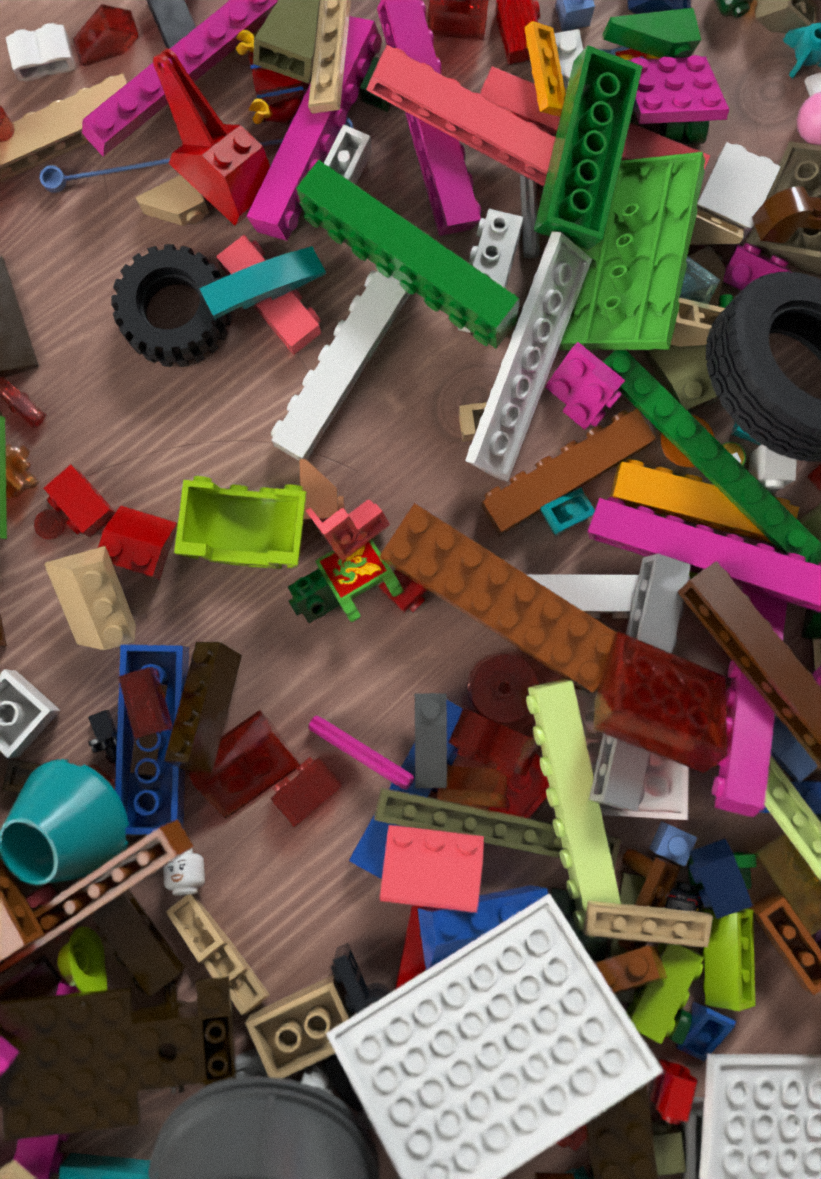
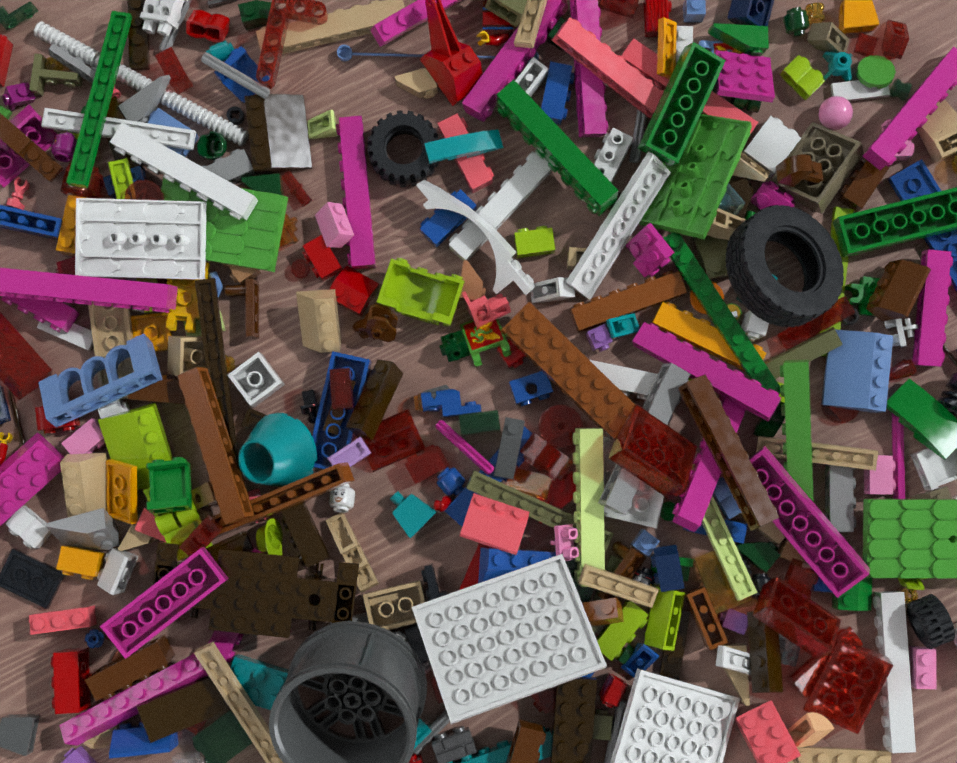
camera: 10 degrees right, 0 degrees up
(41, 296) = (322, 125): none -> yellowish green slope
(86, 446) = (334, 225): none -> bright pink brick
(113, 389) = (356, 191): none -> dark pink brick
(181, 802) = (351, 453): none -> lavender tile
(185, 588) = (377, 325): none -> reddish brown hinge
(262, 399) = (445, 221): none -> blue brick
(298, 872) = (411, 513): none -> teal torso
(314, 683) = (446, 400): none -> blue plate
(345, 850) = (442, 505): none -> red arm
(349, 810) = (450, 481): none -> blue head
(369, 458) = (506, 267): none -> white slope
(374, 711) = (479, 423): none -> clear green panel
(390, 169) = (557, 91): none -> blue brick
(404, 409) = (534, 242): none -> lime brick
(426, 637) = (519, 392): none -> blue brick
(445, 479) = (552, 290): none -> white slope
(535, 538) = (599, 338): none -> medium lavender brick
(548, 870) = (564, 541): none -> bright pink hips
(700, 785) = (666, 511): none -> green plate
(754, 1023) = (672, 660): none -> dark brown plate
(760, 76) = (802, 77): none -> lime brick

